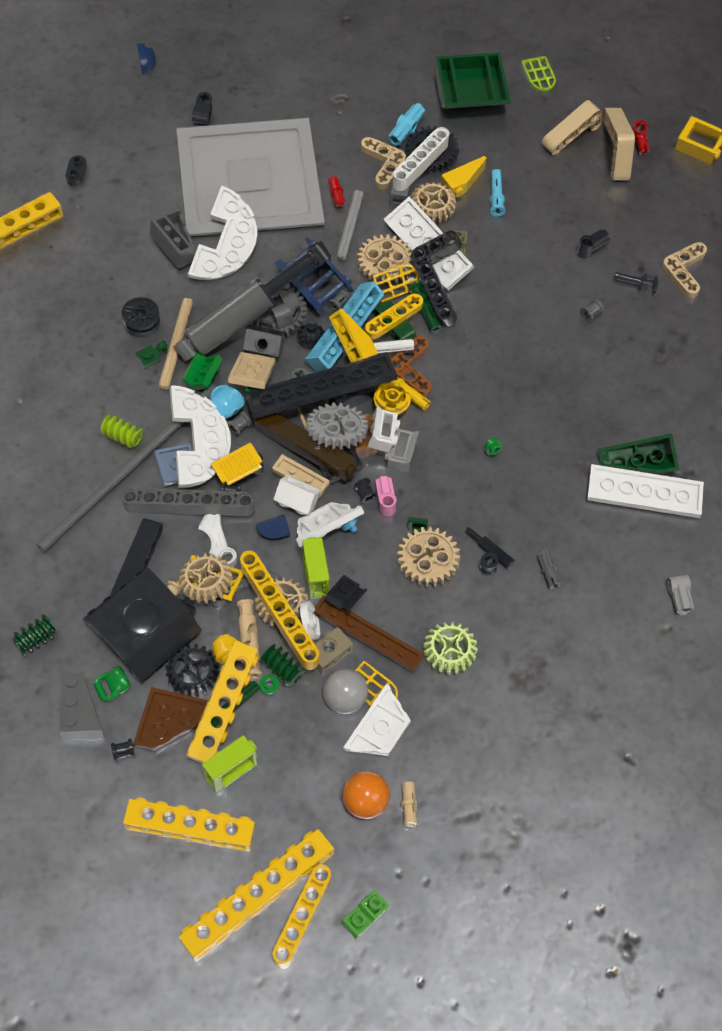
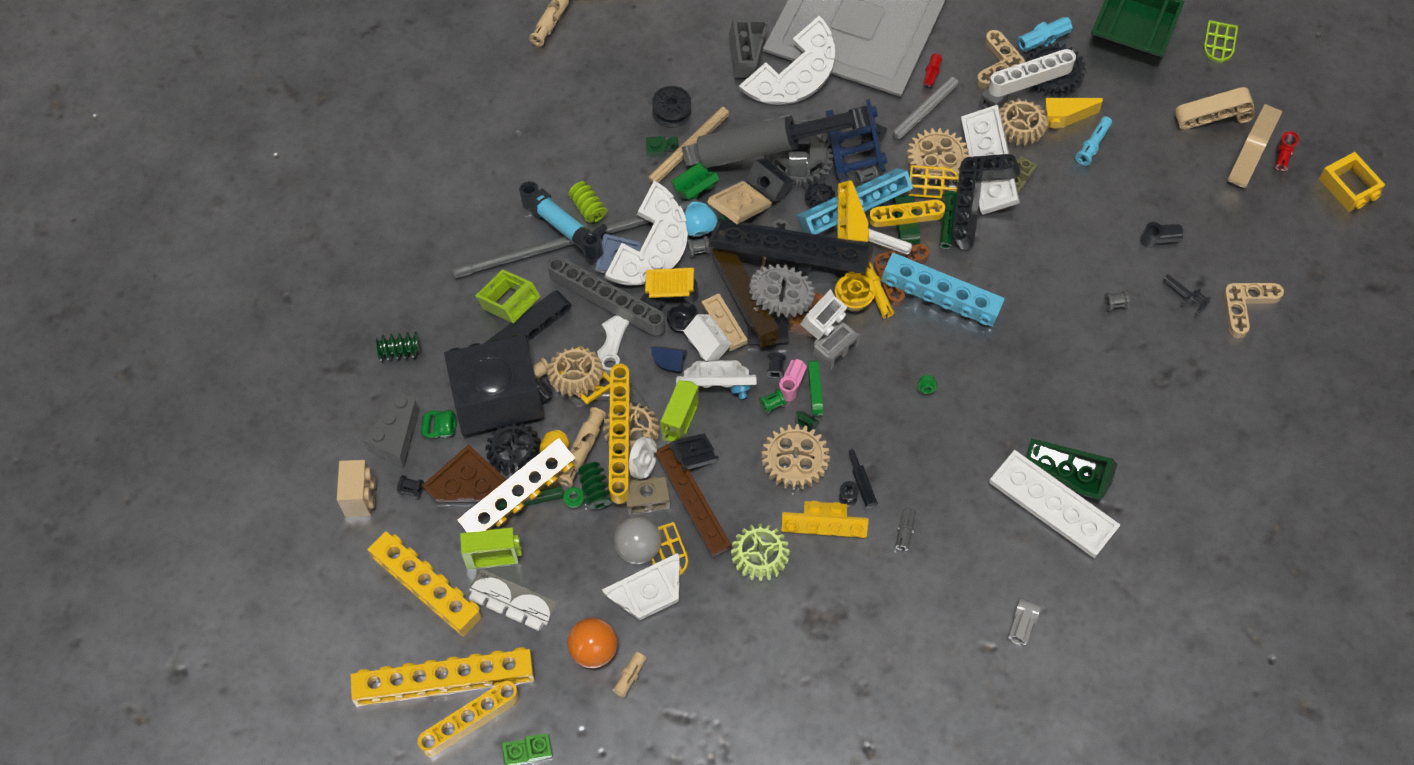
camera: 35 degrees right, 0 degrees up
(79, 776) = (355, 488): none -> tan brick
(82, 452) = (542, 206): none -> black piece
(120, 548) = (516, 305): none -> lime window
(264, 488) = (681, 316): none -> black hair
(272, 794) = (516, 598): none -> white windscreen
(381, 521) = (772, 401): none -> green bush
(408, 493) = (815, 388): none -> green beam
(458, 364) = (953, 289): none -> medium azure brick
(483, 594) = (824, 519): none -> yellow bracket

